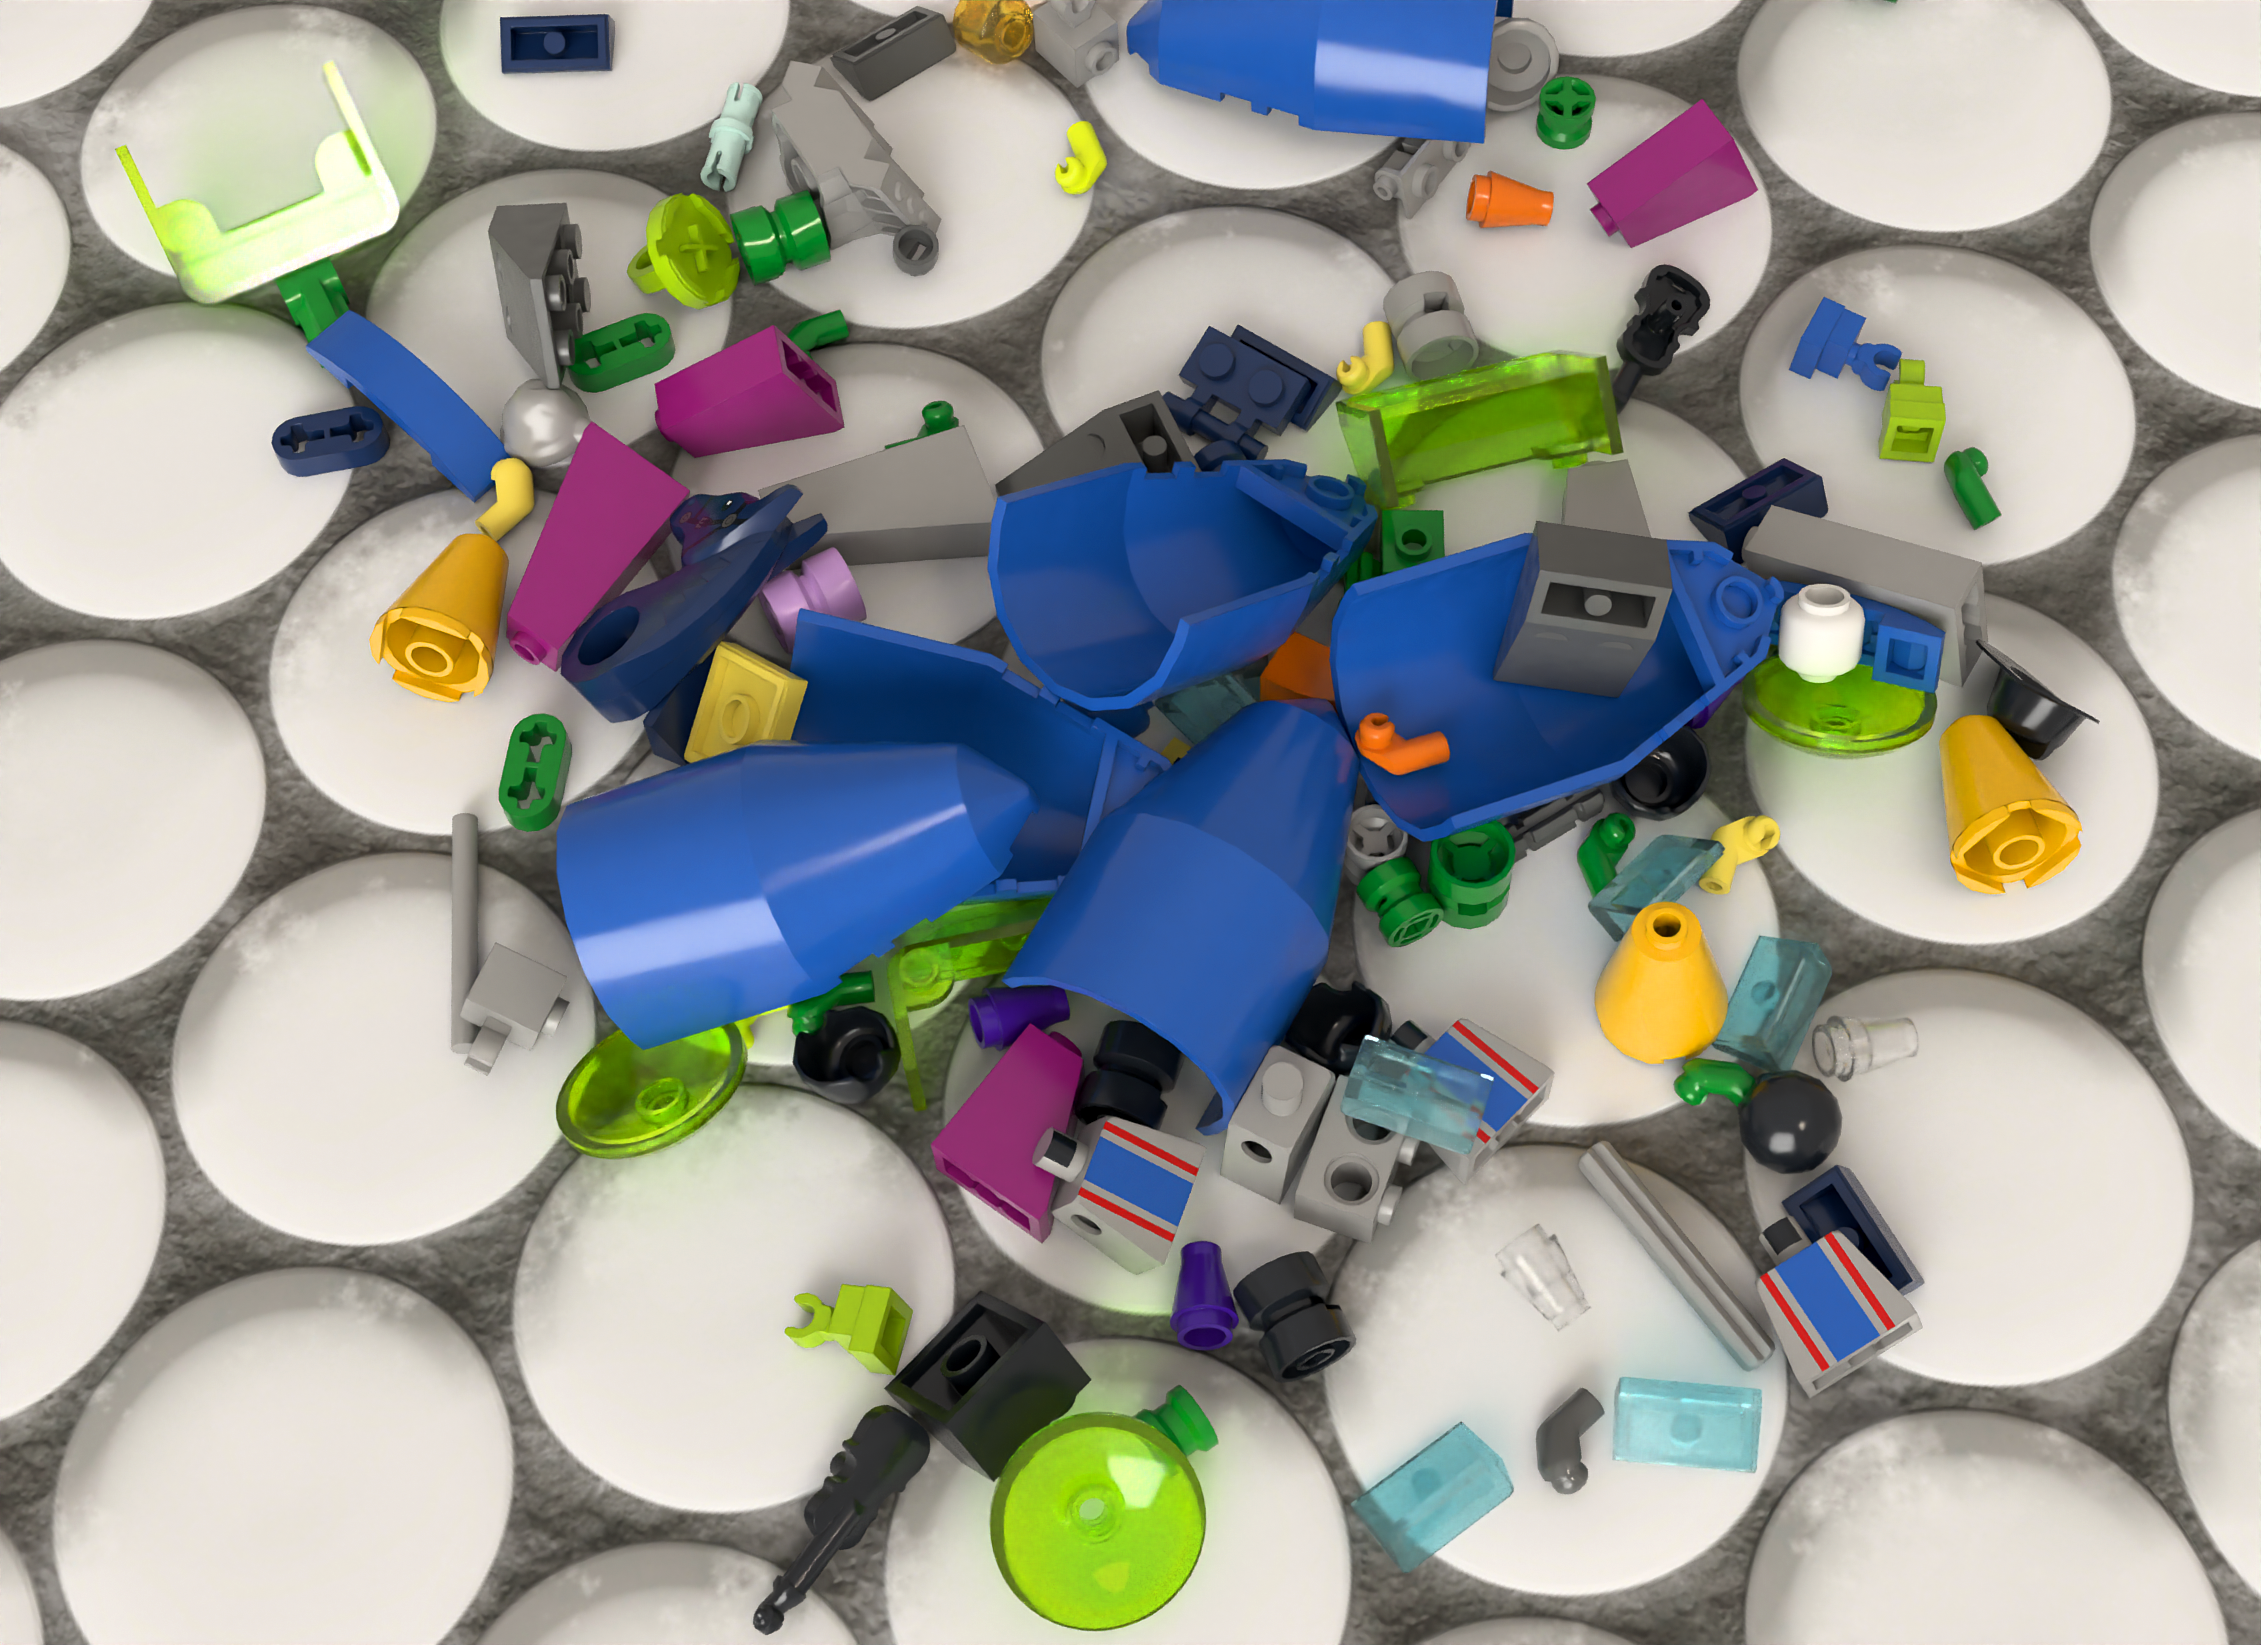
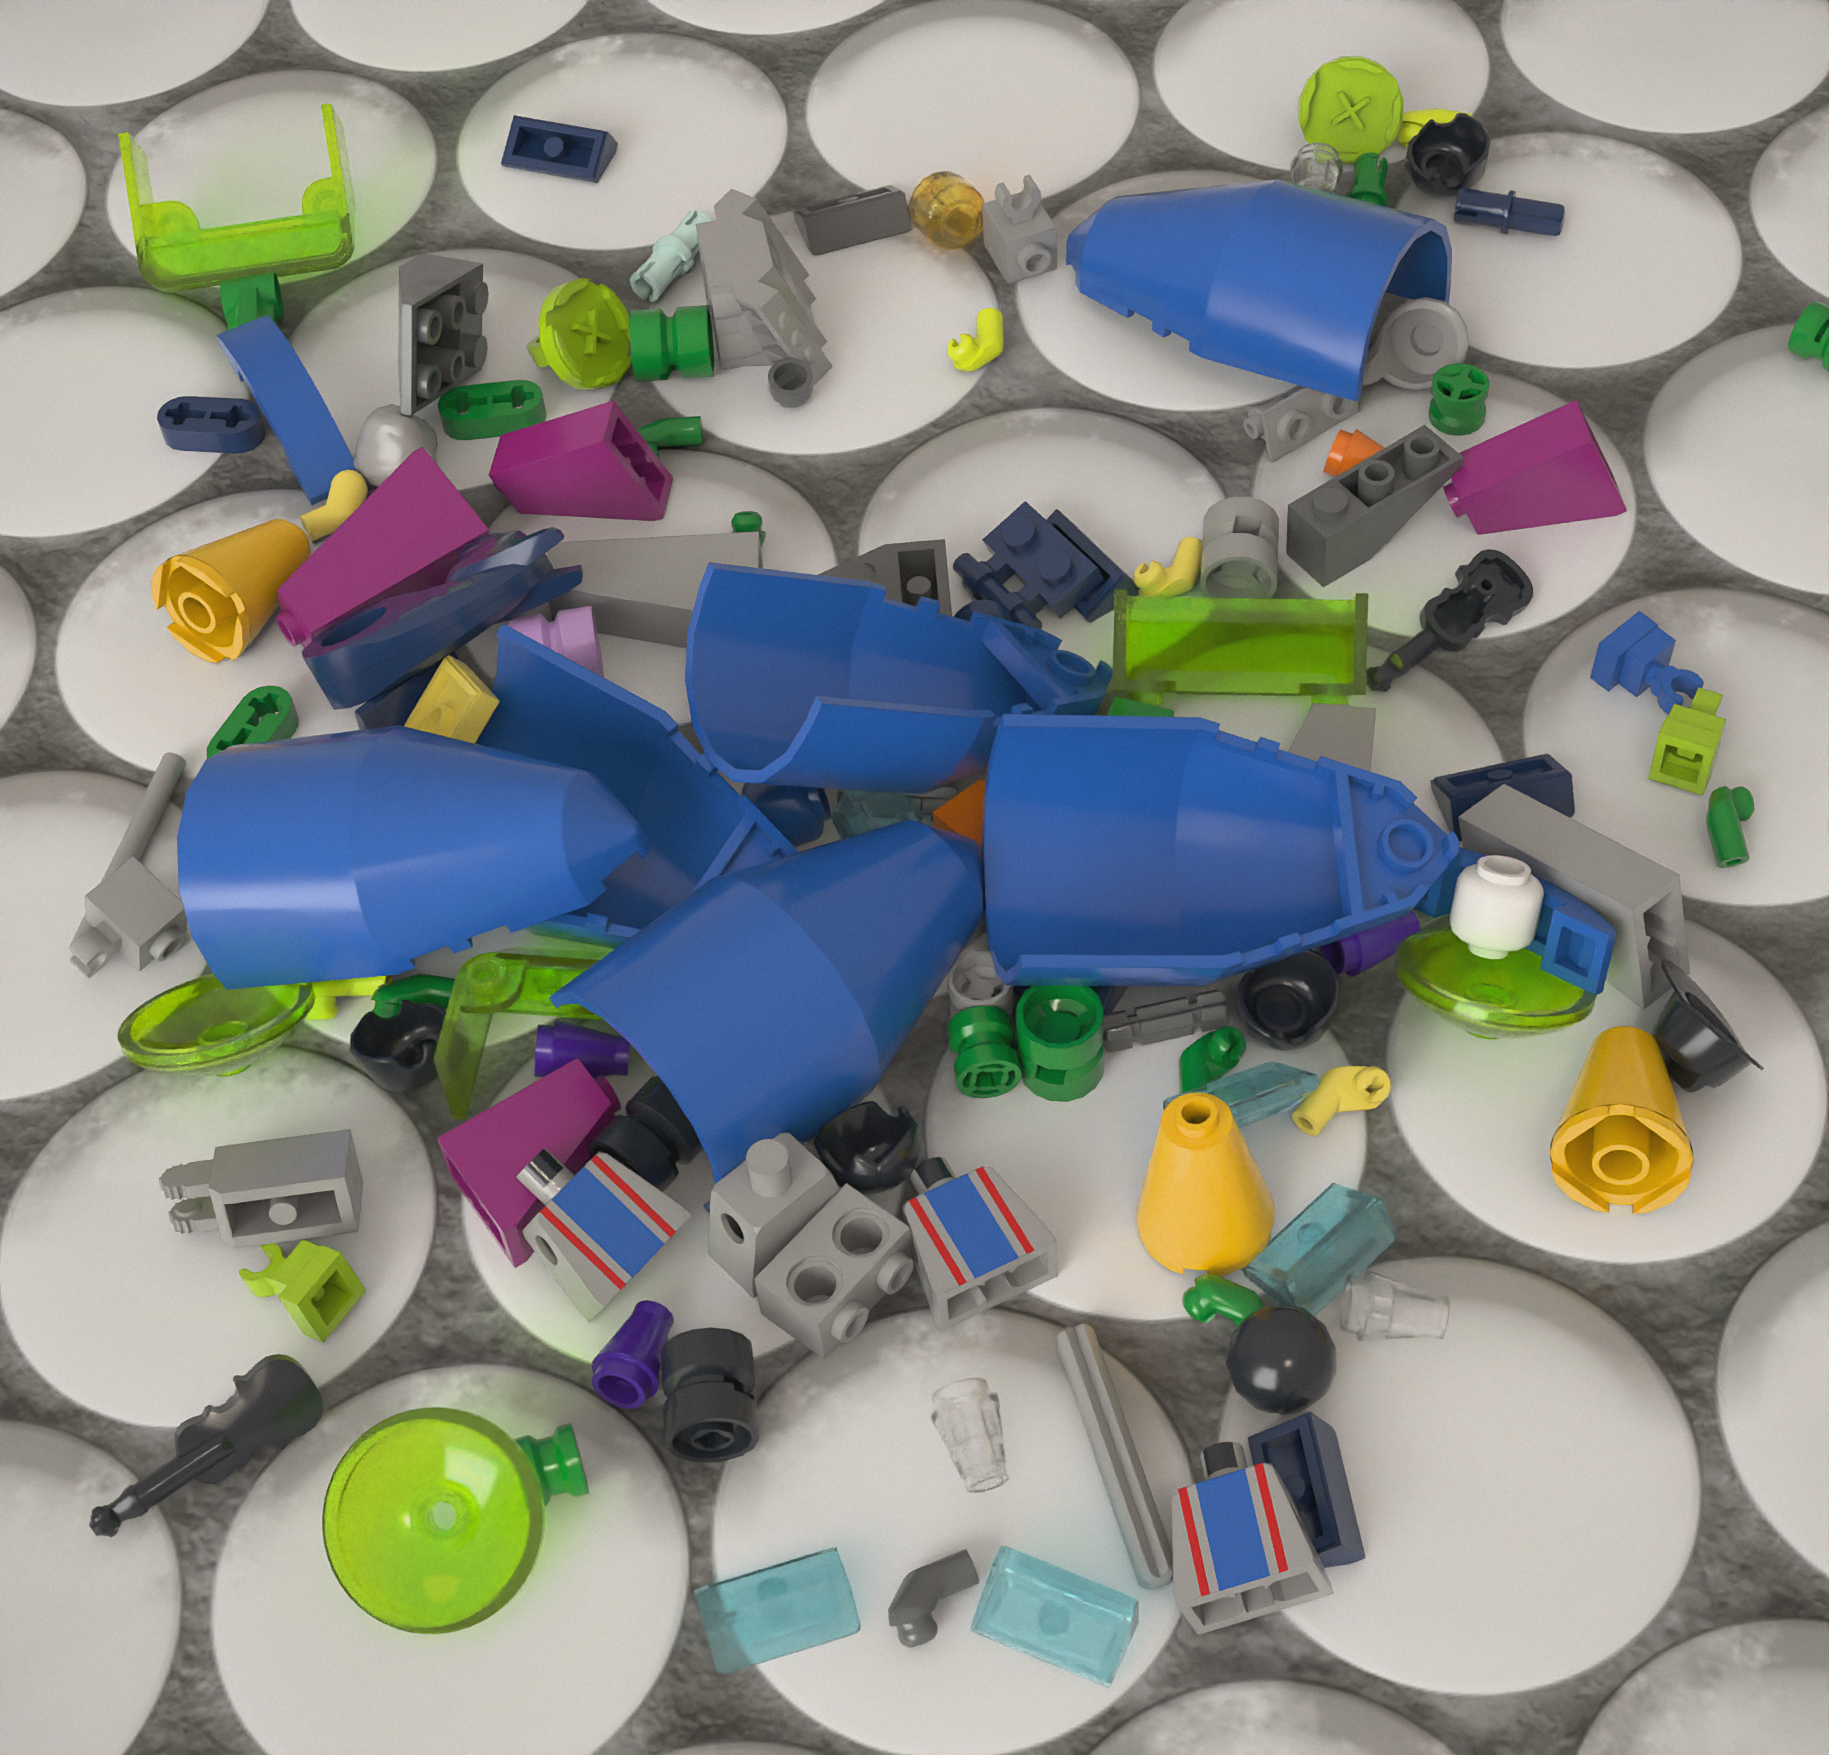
camera: 20 degrees right, 10 degrees down
(782, 1243) = (270, 1190): none -> light grey hinge
(989, 1383) = (400, 1365): black slope -> none
(1394, 753) = (1018, 903): orange arm -> none
(1416, 1095) = (907, 1219): clear light blue slope -> none
(1531, 246) = (1367, 505): none -> dark grey slope
(1584, 609) = (1236, 807): dark grey slope -> none

